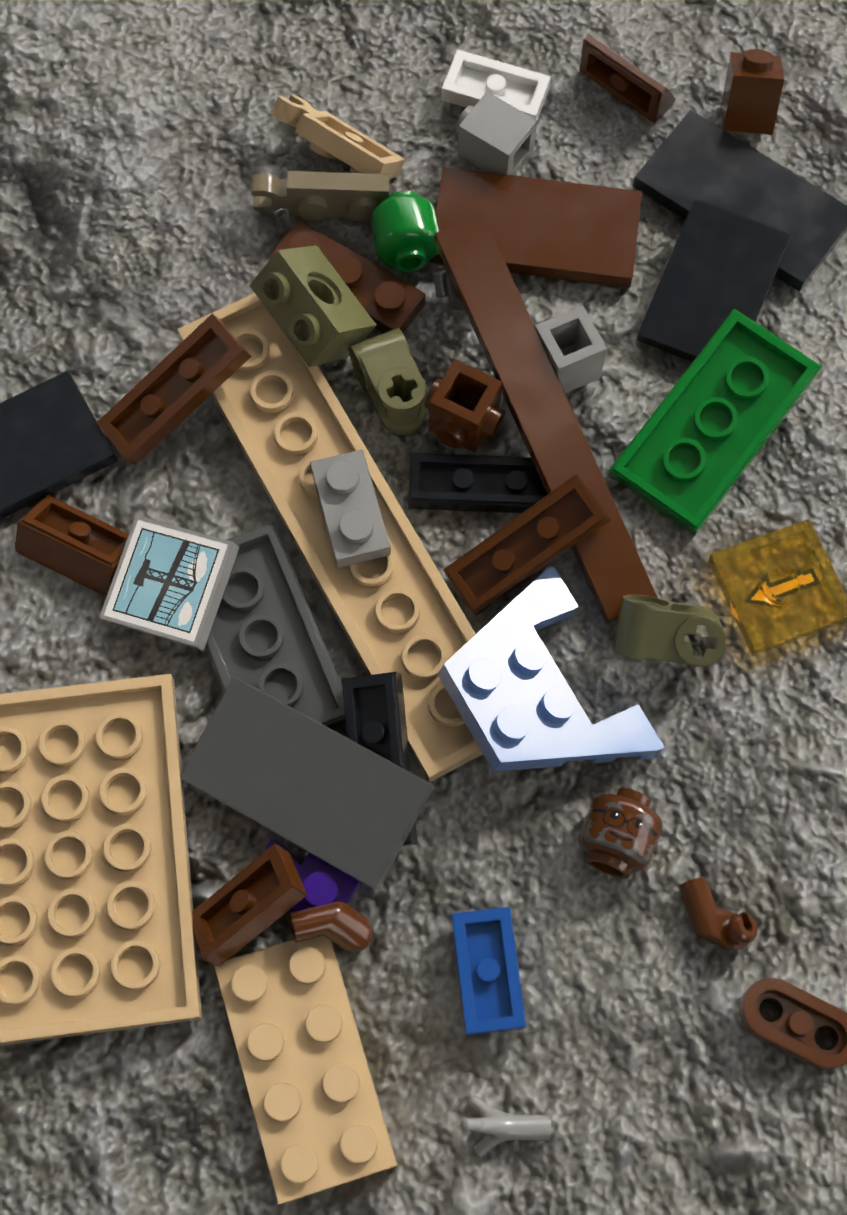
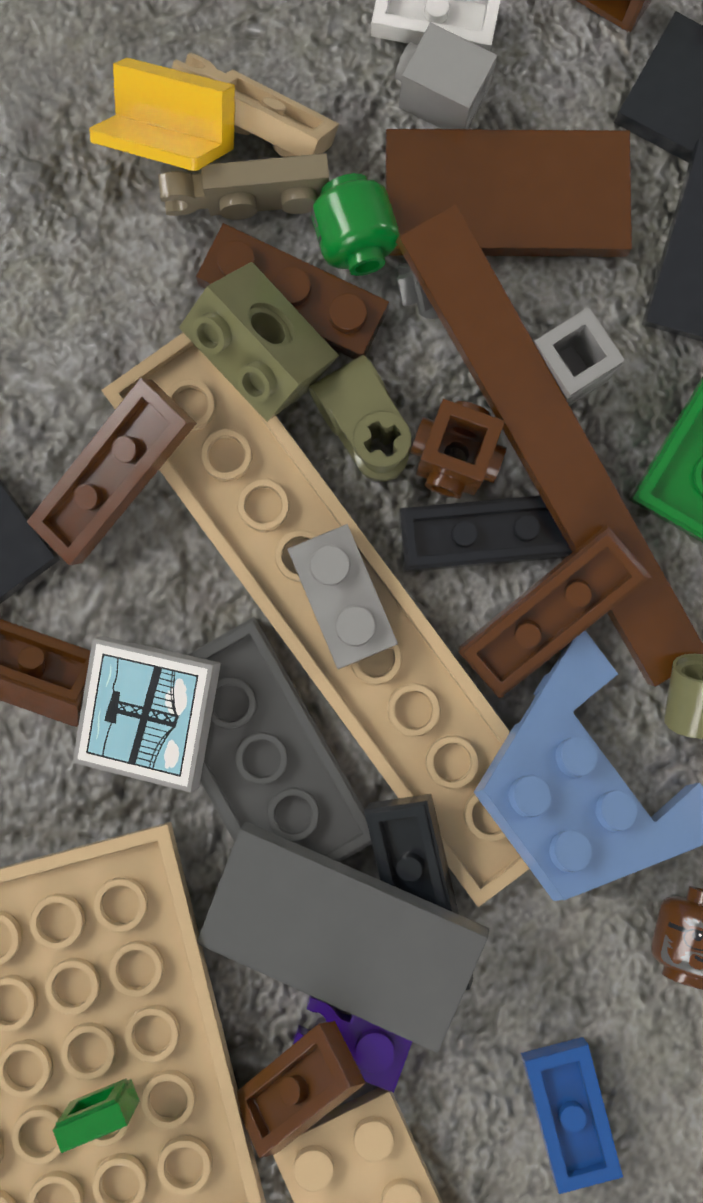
camera: 10 degrees left, 15 degrees up
(69, 891) = (96, 1115): none -> green tile
(268, 133) = (168, 115): none -> yellow panel
(336, 922) = (398, 1090): reddish brown arm -> none

